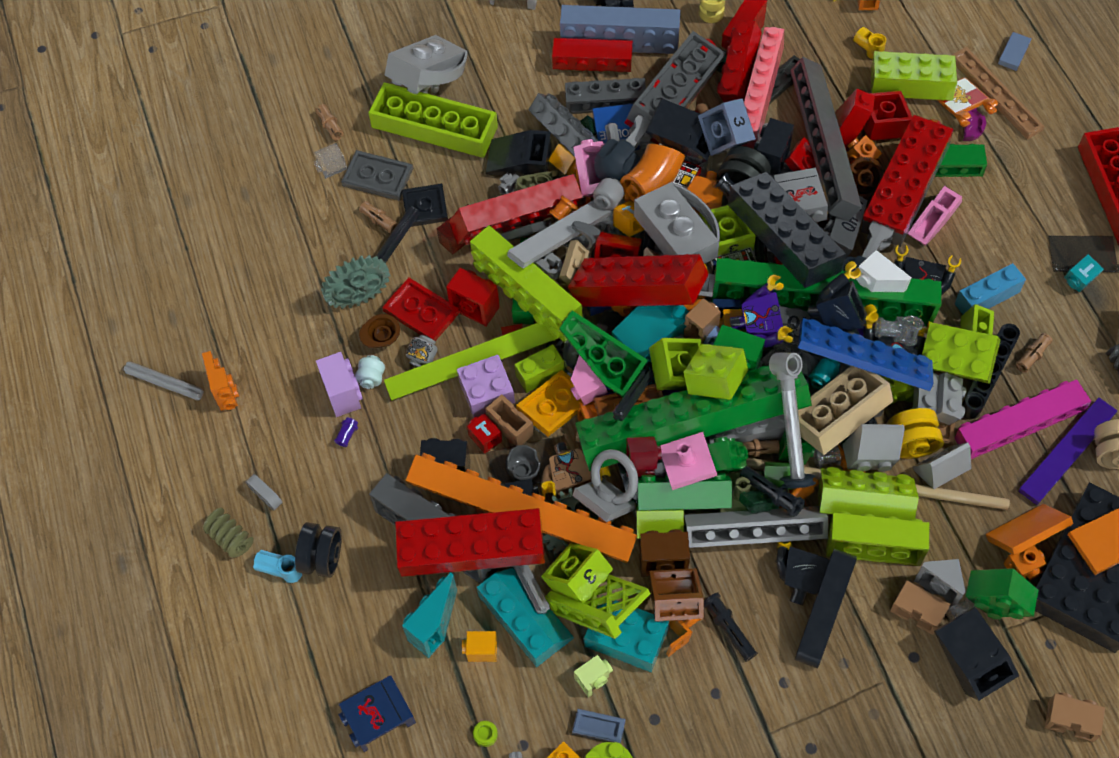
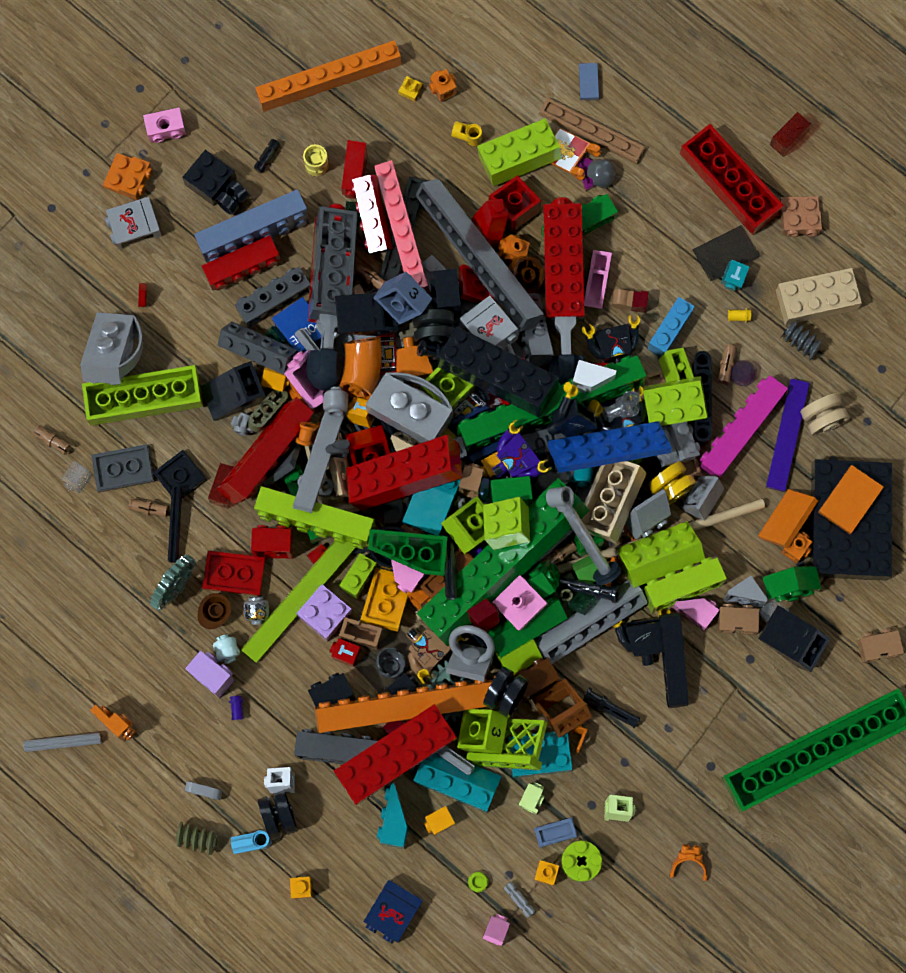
camera: 30 degrees left, 15 degrees up
(298, 637) = (301, 887): none -> light orange brick
(347, 518) = (275, 775): none -> white brick
(486, 44) = (142, 295): none -> red tile
(622, 537) = (506, 692): none -> black wheel
(683, 736) = (623, 803): none -> yellowish green brick
(879, 575) = (697, 611): none -> bright pink slope
(959, 248) = (630, 300): none -> leg
(988, 128) = (601, 172): none -> dark grey hair
(1048, 370) = (743, 373): none -> clear purple brick
(1070, 314) = (739, 315): none -> yellow pin

